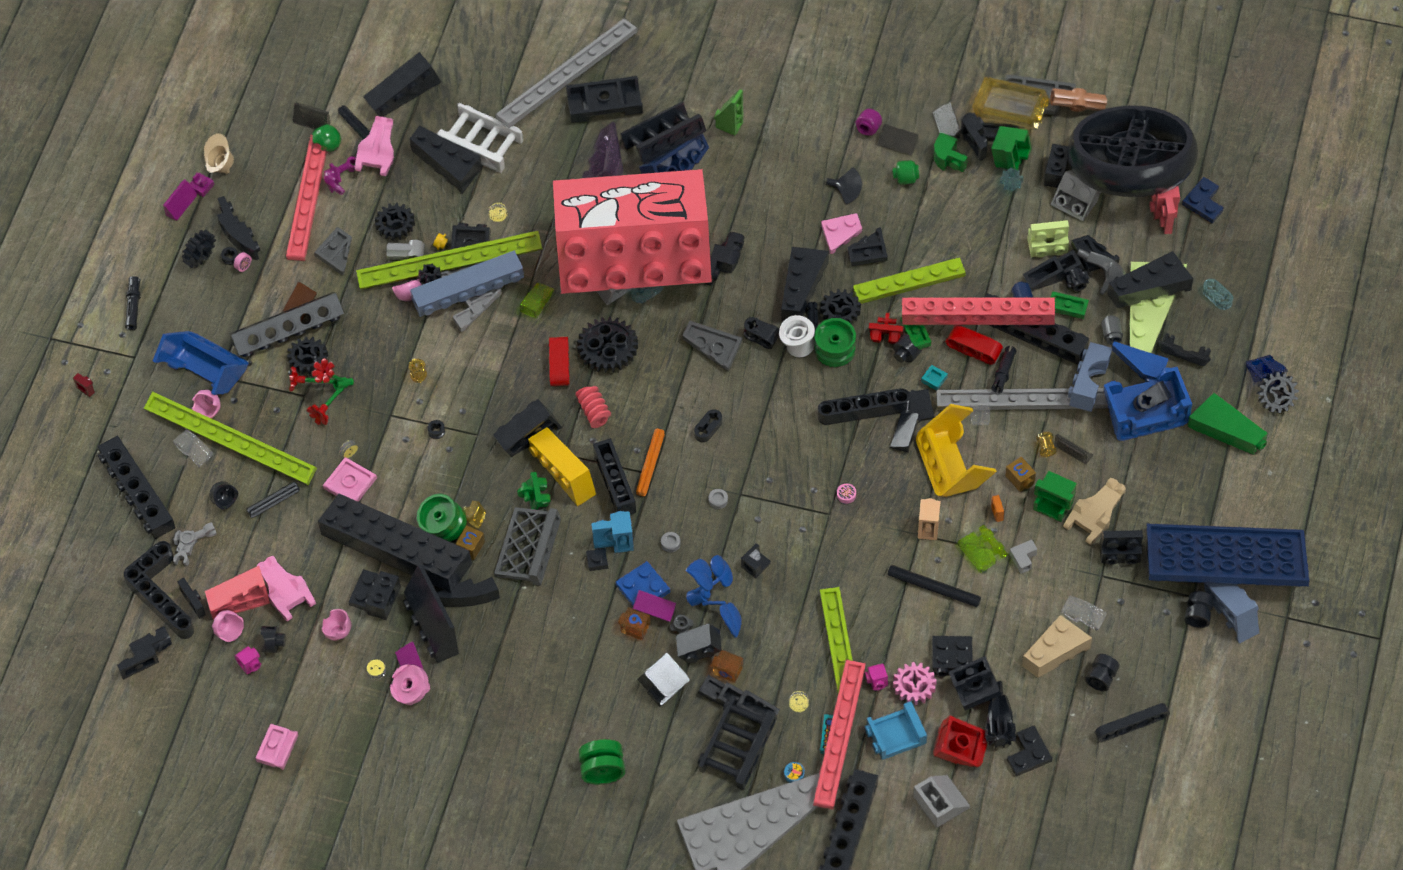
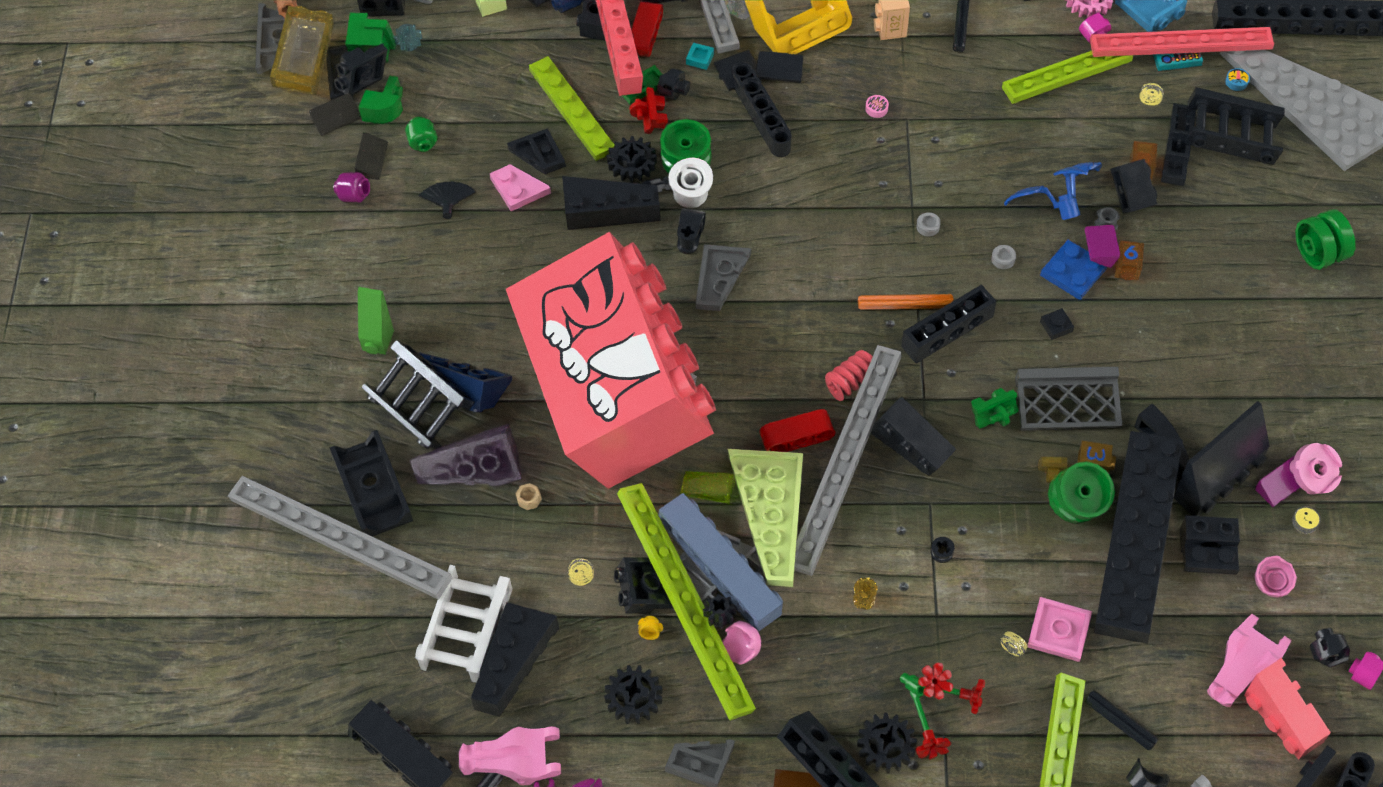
camera: 105 degrees left, 0 degrees up
(228, 625) = (1334, 712): bright pink hair -> none
(405, 251) = (678, 661): light grey piece -> none
(506, 329) = (771, 500): none -> yellowish green wing
(523, 380) = (845, 459): none -> light grey plate
(563, 466) = (952, 381): yellow wedge -> none
(607, 344) = (749, 402): black gear -> none
(621, 532) = (1023, 300): dark azure brick -> none
(663, 679) = (1189, 213): plate -> none
(704, 424) = (834, 255): black beam -> none
(754, 561) = (999, 170): black panel -> none

